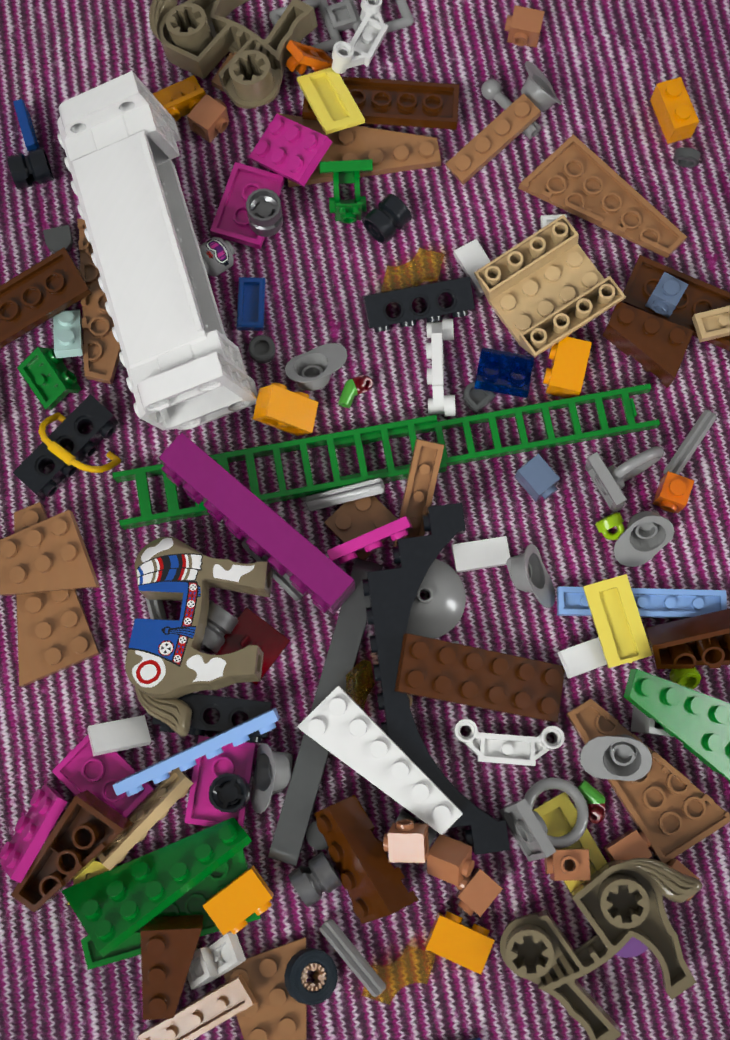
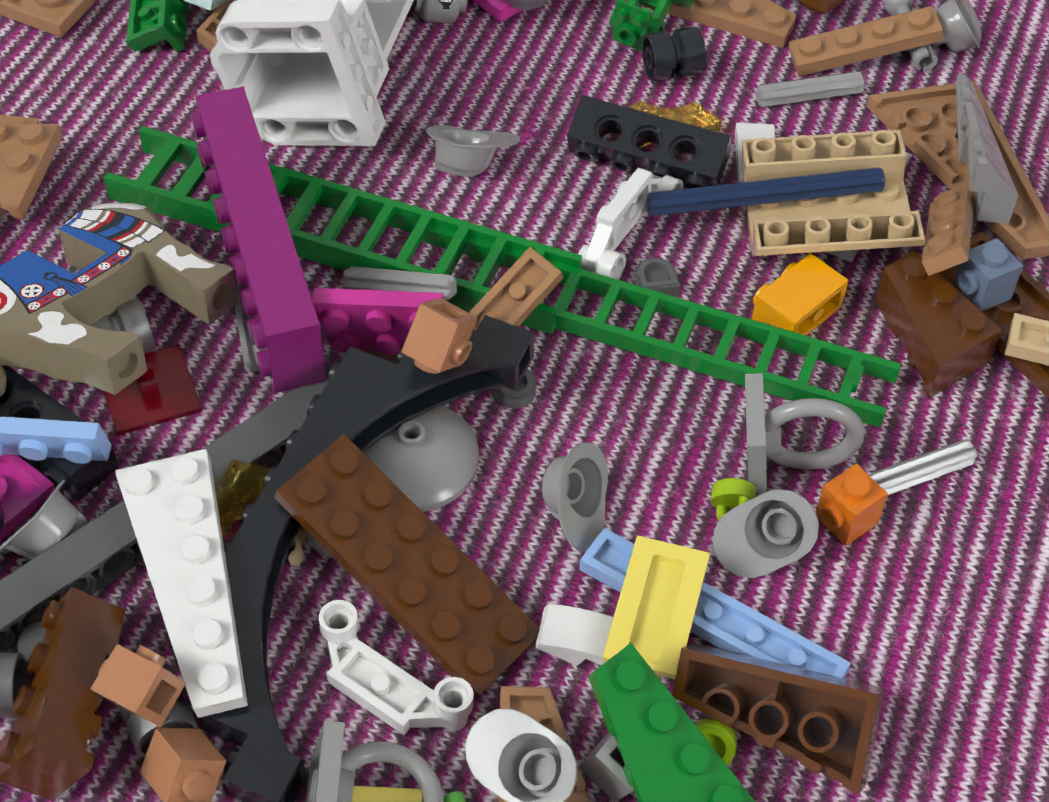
camera: 30 degrees right, 25 degrees down
(65, 455) = (105, 83): yellow piece -> none
(68, 432) = (114, 83): black brick -> none
(251, 304) = (446, 64): blue tile -> none
(262, 349) = (423, 109): dark grey tile -> none
(285, 409) = (396, 160): light orange brick -> none
(354, 387) = (504, 194): arm -> none
(423, 545) = (439, 336): none -> nougat brick
(478, 195) = (810, 89): none -> light grey axle
(480, 554) = (524, 442): white tile -> none
(504, 372) = (709, 263): clear blue bracket -> none
(508, 302) = (765, 191): none -> dark blue axle
(537, 478) = (666, 390): sand blue brick -> none
(605, 192) = (978, 147): none -> light grey wedge
(629, 275) = (948, 231): none -> medium nougat plate

